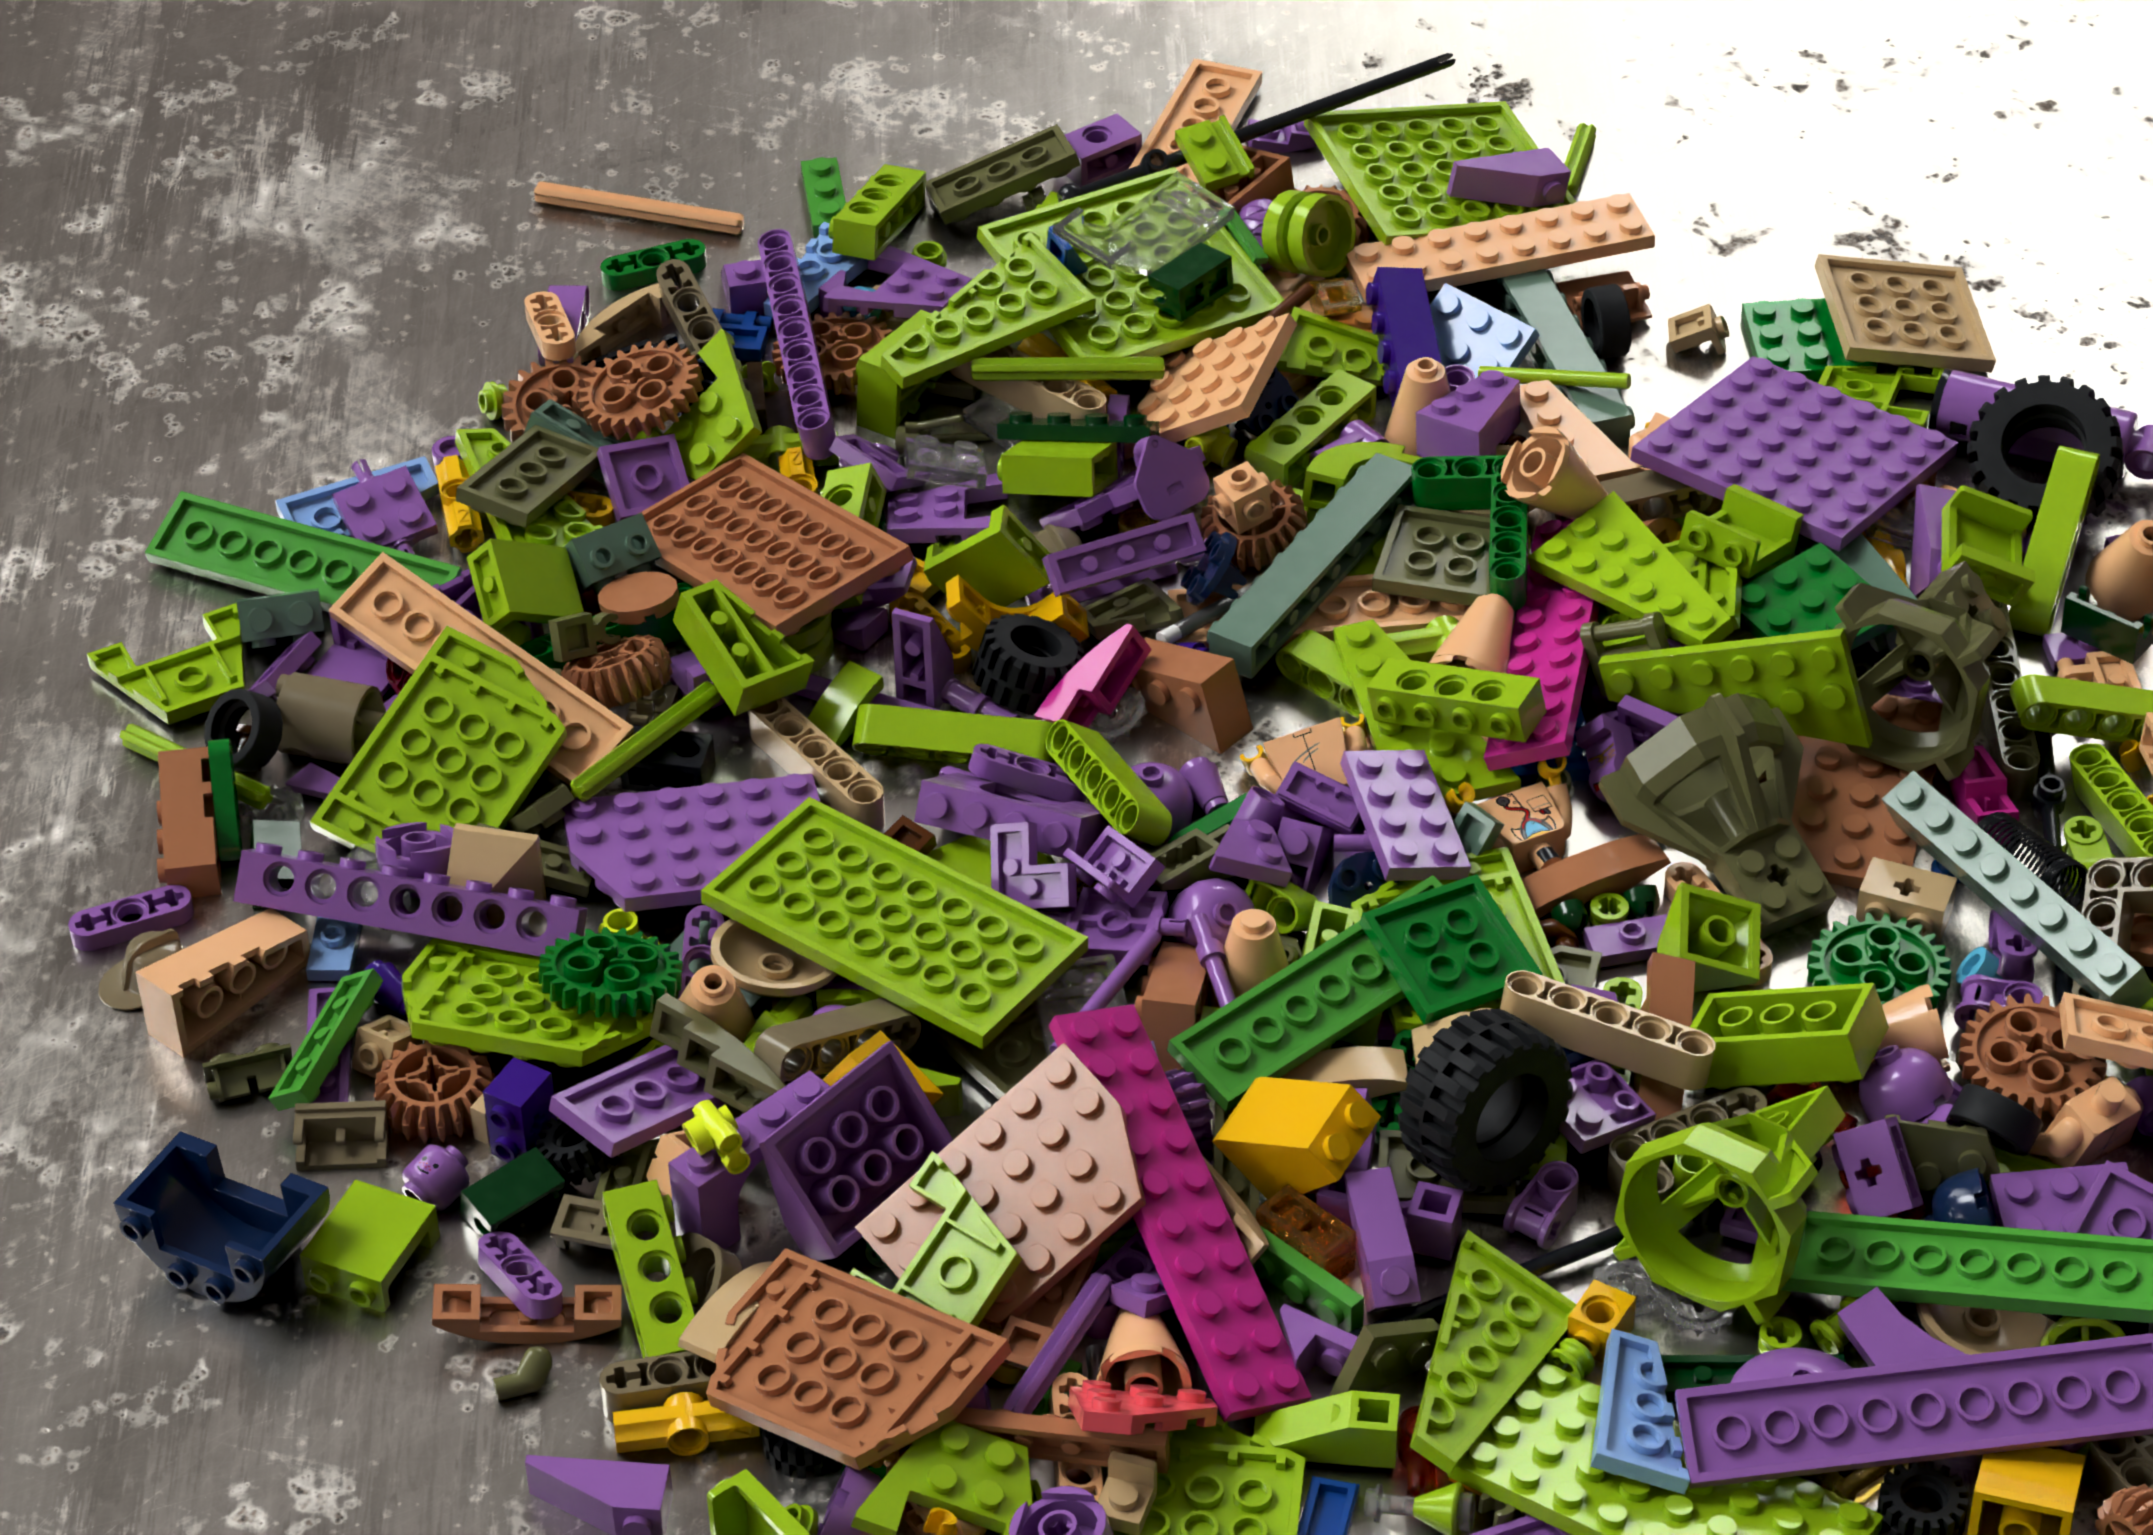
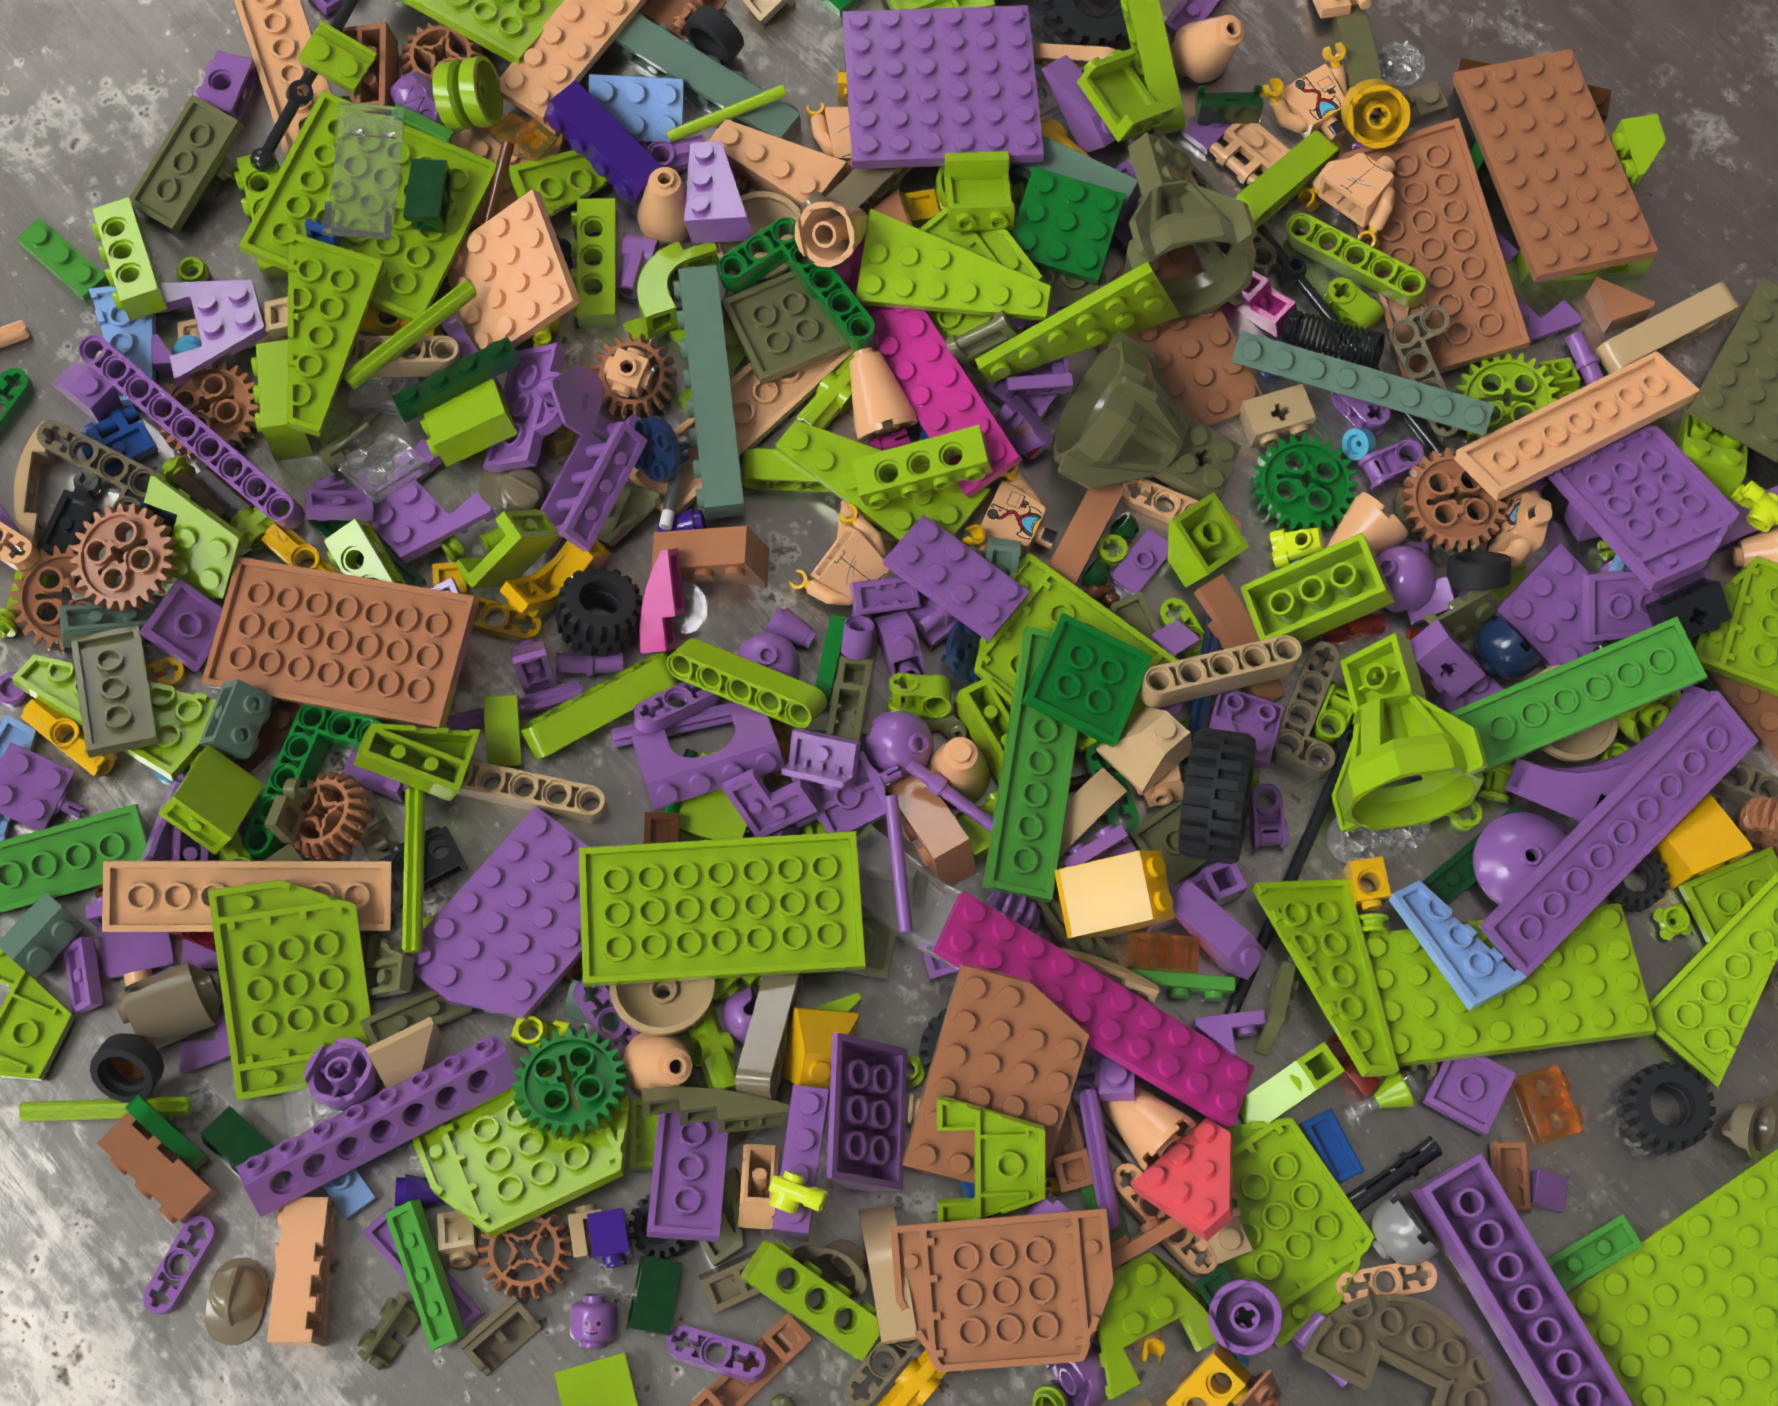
camera: 45 degrees left, 30 degrees up
(639, 596) = (291, 745): nougat tile -> none
(1252, 852) = (888, 679): medium lavender wing -> none

